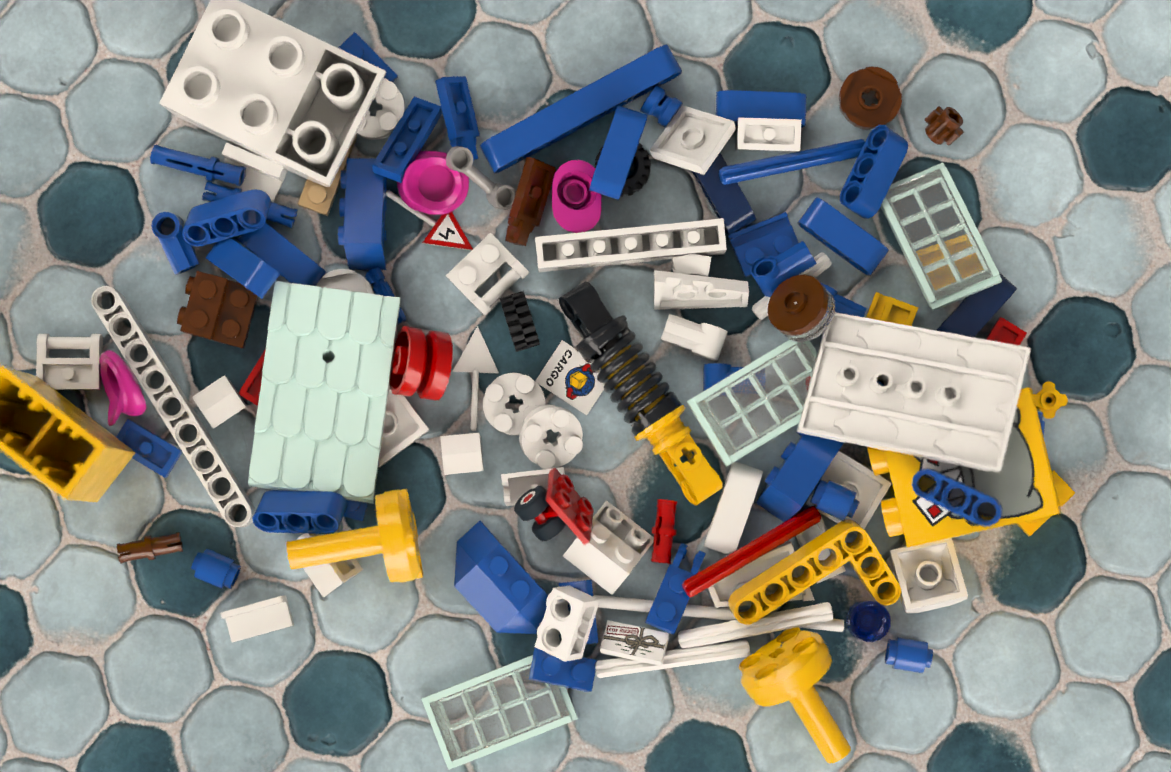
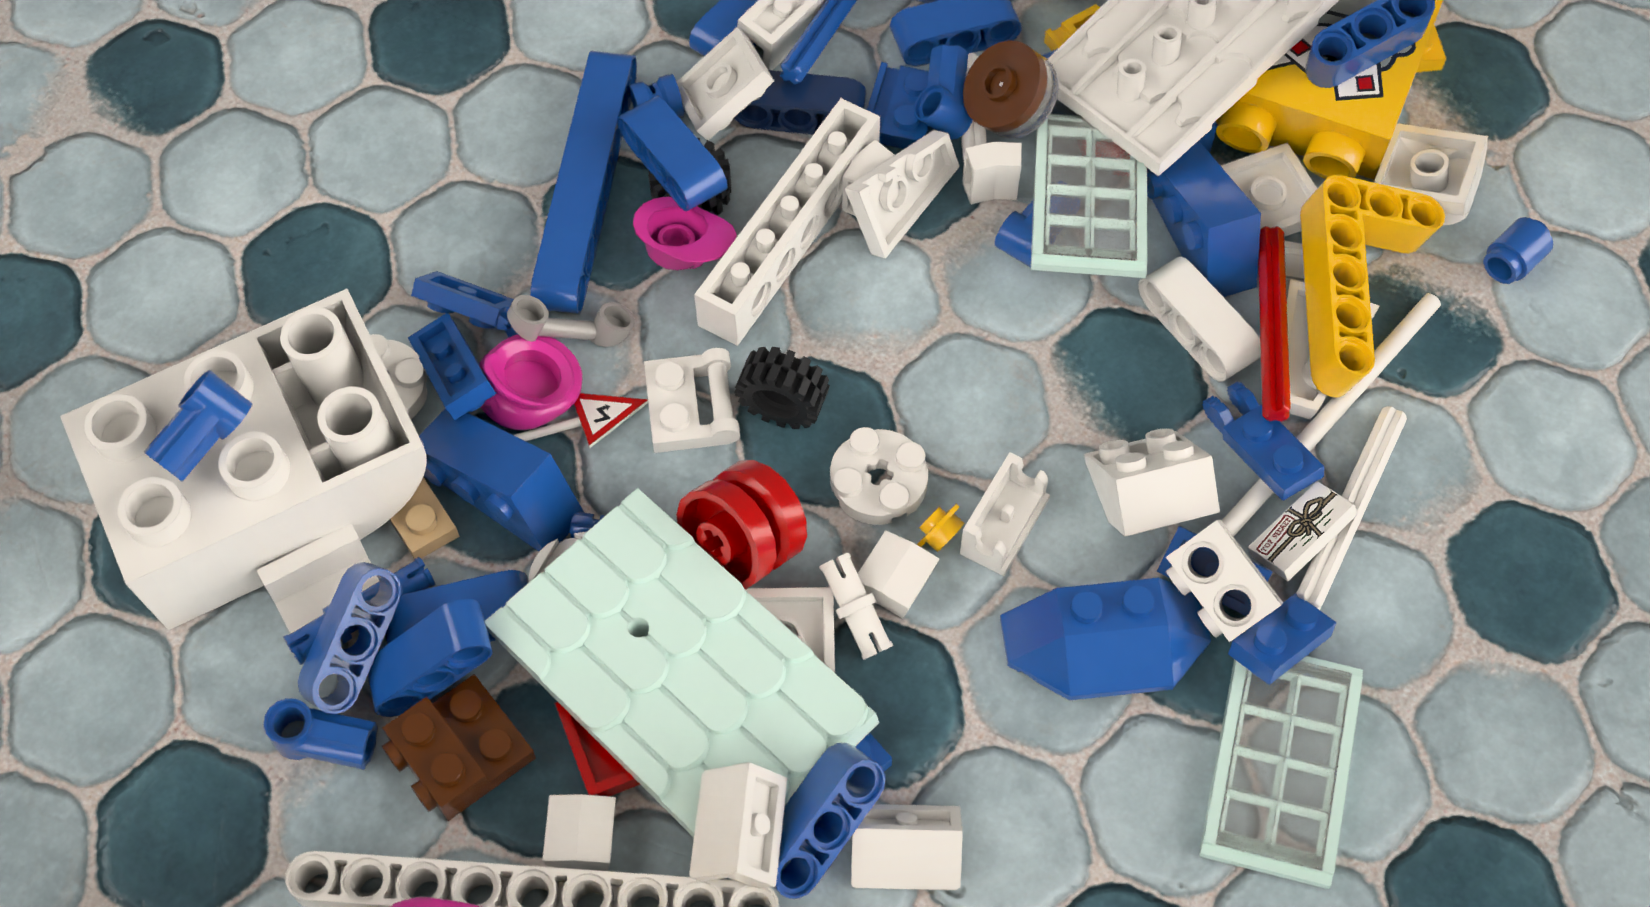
camera: 55 degrees left, 25 degrees down
(198, 165) = (199, 674): blue pin -> none
(255, 74) = (206, 414): none -> blue piece
(264, 480) = (739, 825): none -> white panel
(393, 537) = (950, 709): yellow piece -> none
(426, 448) = (855, 605): none -> white pin
(478, 360) = (801, 481): white piece -> none
(503, 458) = (940, 527): none -> yellow plate
(529, 200) = (645, 297): reddish brown hinge -> none
(534, 430) = (967, 432): white plate -> none
(556, 508) = (1053, 513): red plate -> none
(571, 378) = (899, 392): white sticker -> none
(637, 392) = (976, 314): black piece -> none
(664, 531) = (1200, 429): red pin -> none
(701, 339) = (962, 225): white piece -> none
(748, 332) = (992, 171): none -> white piece
(770, 623) = (1370, 390): white axle -> none
(787, 671) = (1468, 361): yellow piece -> none
(835, 500) = (1276, 193): blue brick -> none
(868, 620) = (1448, 259): clear blue wheel -> none

